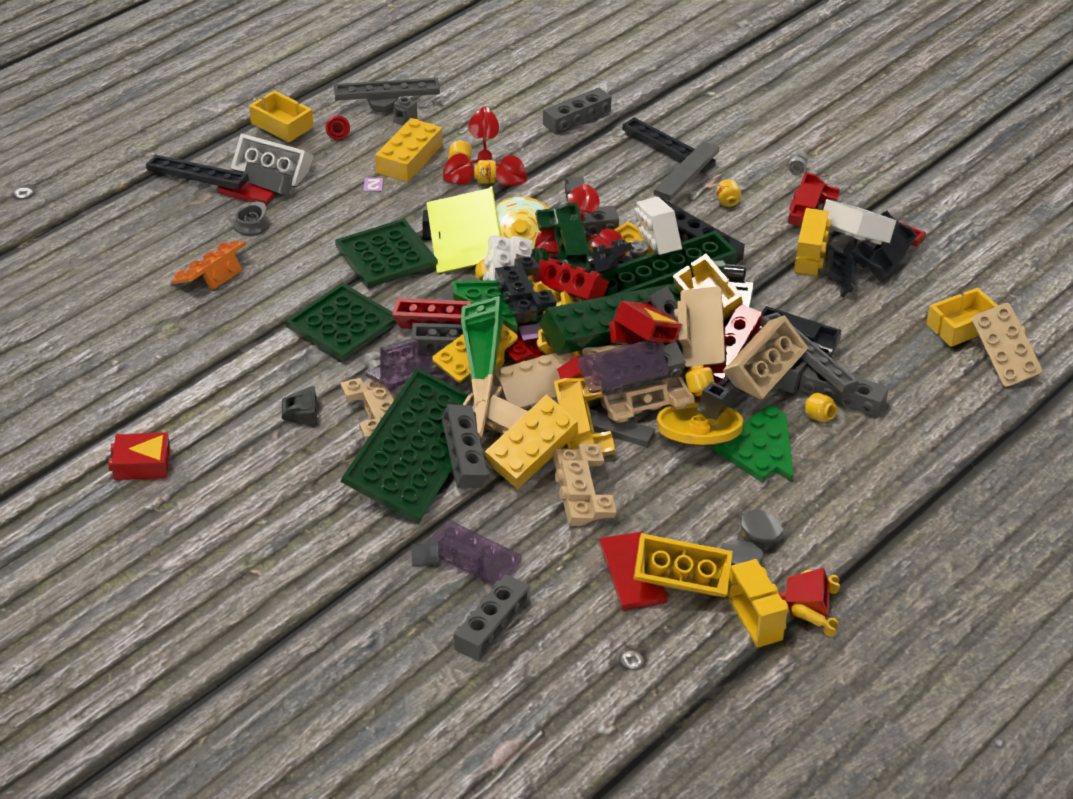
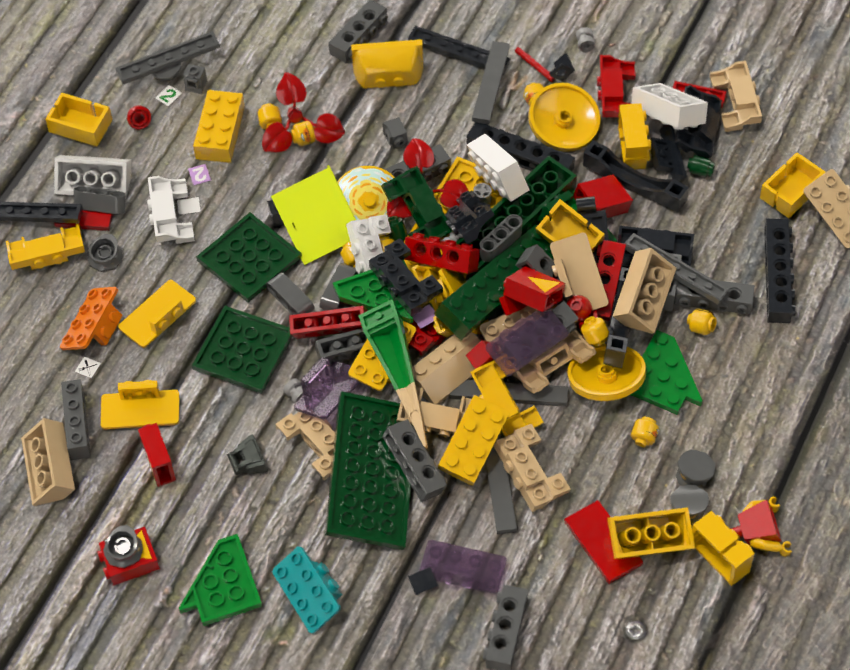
camera: 15 degrees left, 15 degrees up
(107, 363) = (47, 462): none -> tan slope
(136, 440) = (123, 547): none -> dark grey hat
(151, 336) = (75, 419): none -> dark grey brick
(188, 302) = (87, 367): none -> white sticker
(197, 203) = (45, 250): none -> yellow bracket
(211, 379) = (156, 454): none -> red brick
(219, 339) = (139, 405): none -> yellow bracket
(220, 505) = (223, 584): none -> green wing
(275, 276) = (157, 313): none -> yellow bracket
(304, 528) = (308, 588): none -> teal bracket
(323, 198) = (163, 215): none -> white bracket
(350, 204) = (188, 205): none -> white sticker
(375, 122) = (168, 95): none -> white sticker
(407, 285) = (289, 295): none -> dark grey beam
(542, 501) = (500, 493): none -> dark grey tile
(594, 136) = (388, 63): none -> yellow windscreen
(636, 277) = (492, 245): none -> dark grey beam
(693, 355) = (580, 306): none -> red brick
(718, 484) = (644, 431): none -> yellow head
(739, 172) = (534, 63): none -> red bar
(748, 212) = (564, 117): none -> yellow dish
(766, 178) = (563, 67): none -> black bracket
(768, 283) = (608, 195): none -> red brick
(827, 294) = (663, 191): none -> black arch
(874, 283) = (701, 166): none -> dark green brick
(920, 385) = (779, 311): none -> black brick
(940, 236) = (742, 96): none -> tan bracket

